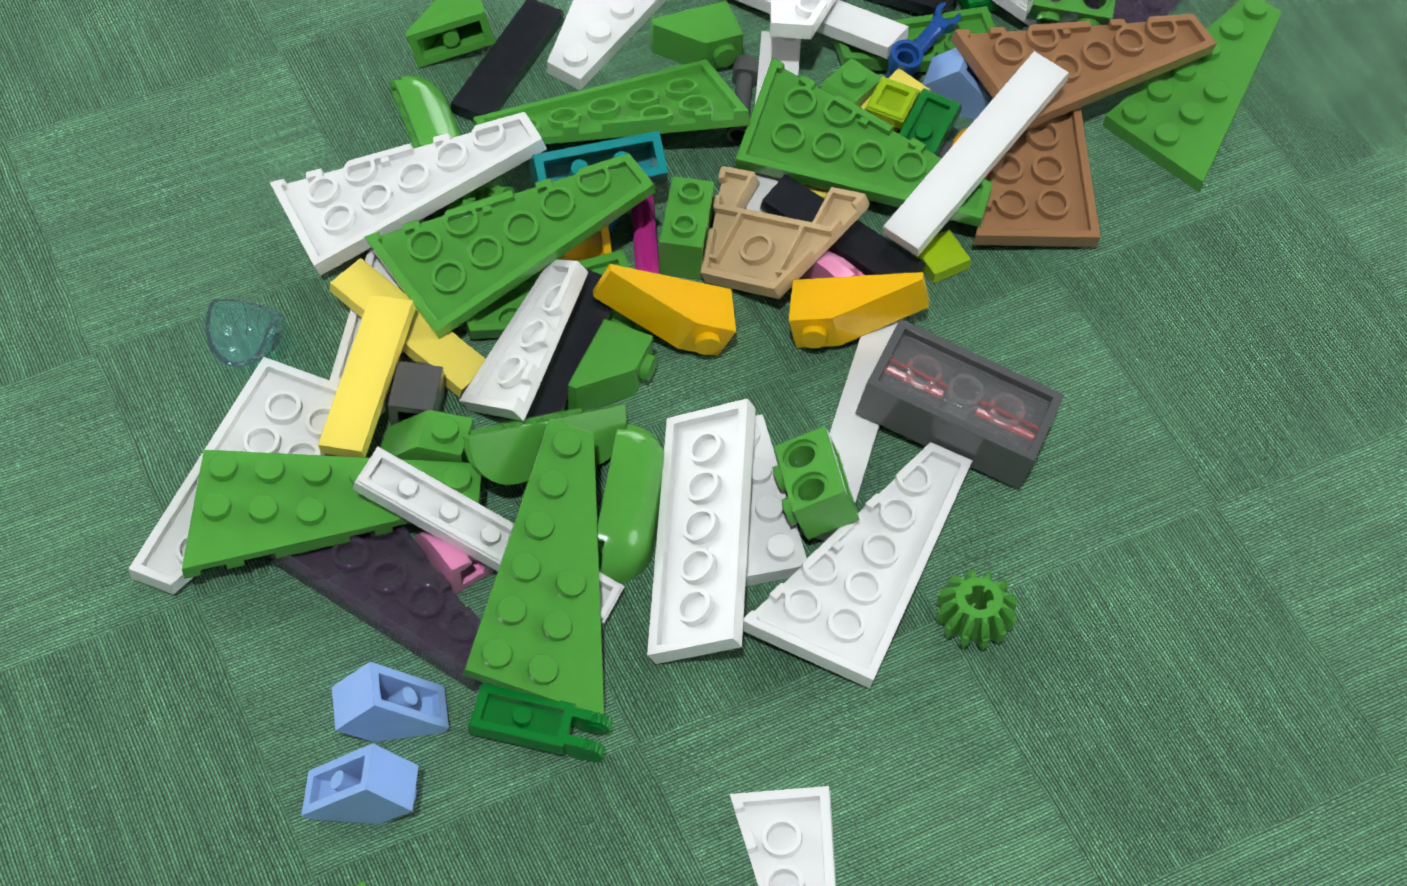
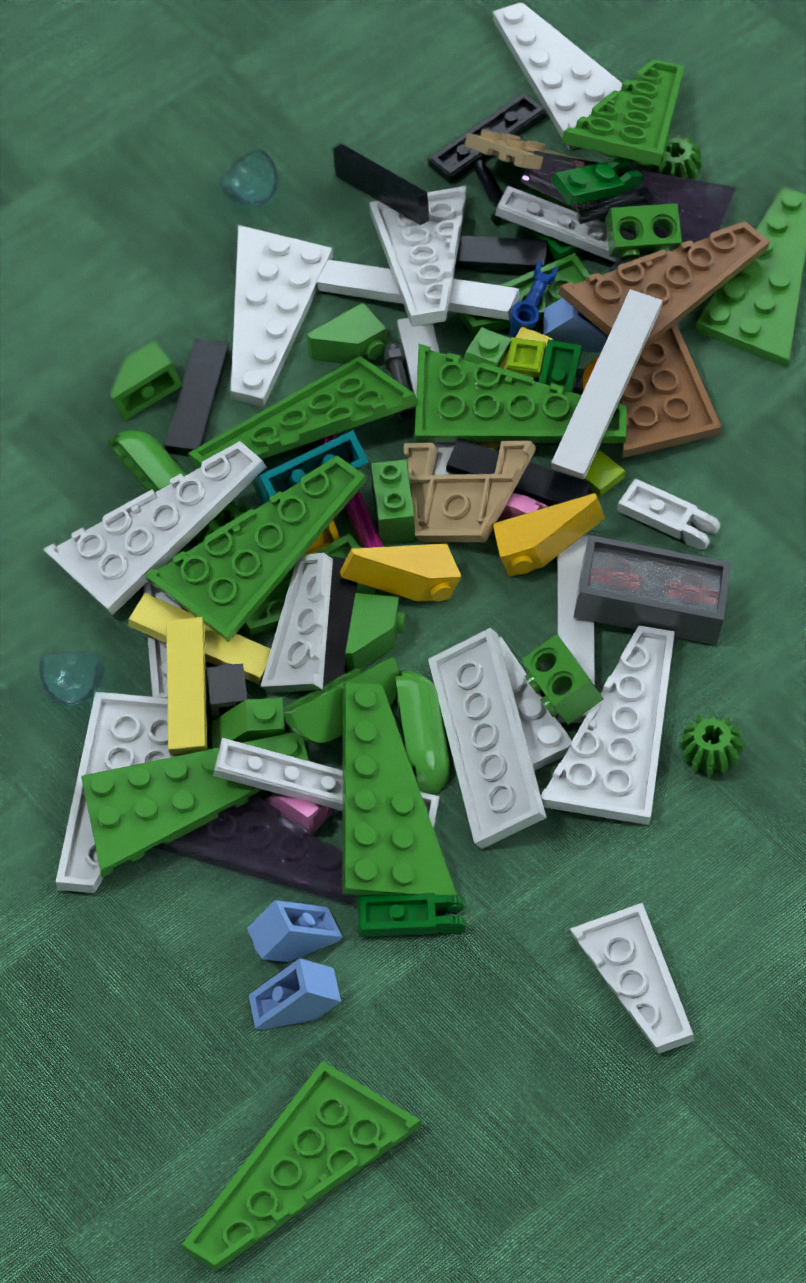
camera: 10 degrees left, 0 degrees up
(1007, 321) = (668, 514): none -> white hinge

